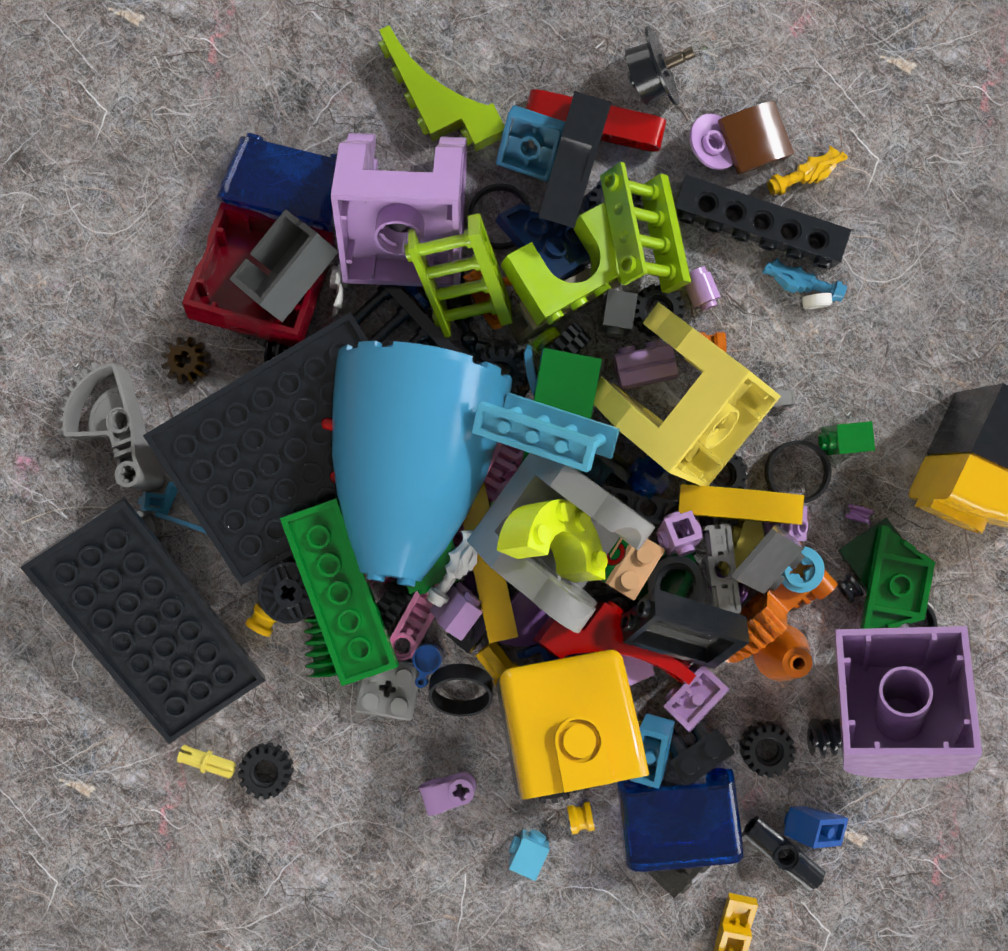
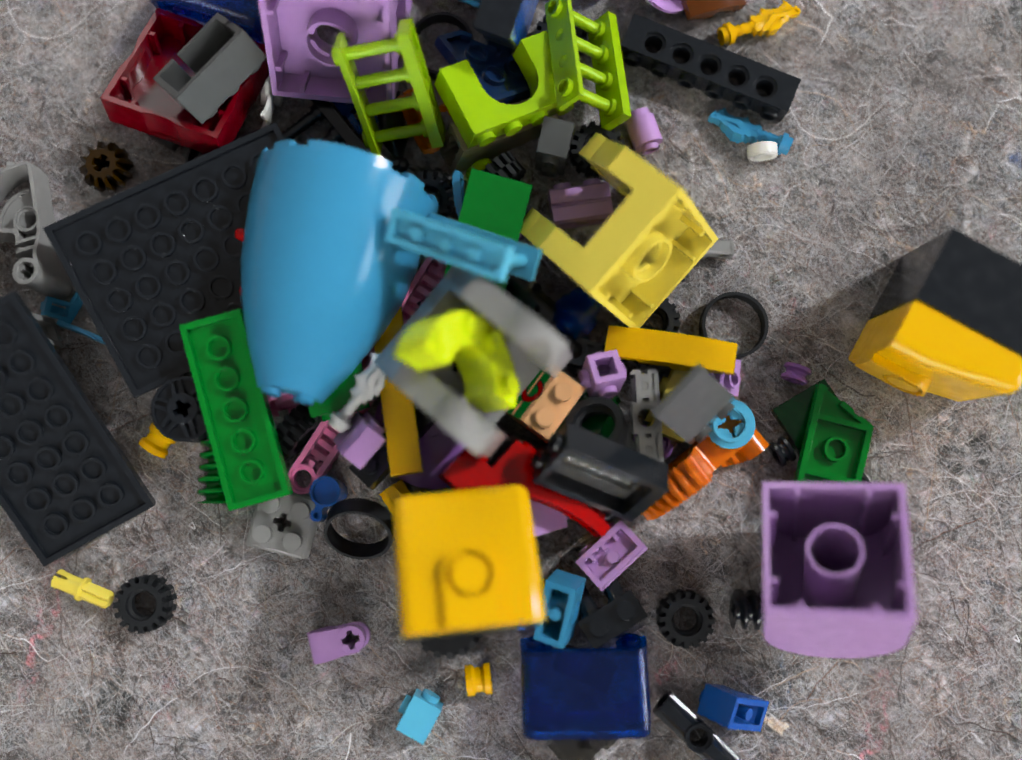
camera: 10 degrees right, 5 degrees down
(785, 657) = (707, 517): orange cone -> none
(847, 438) = (786, 290): green brick -> none

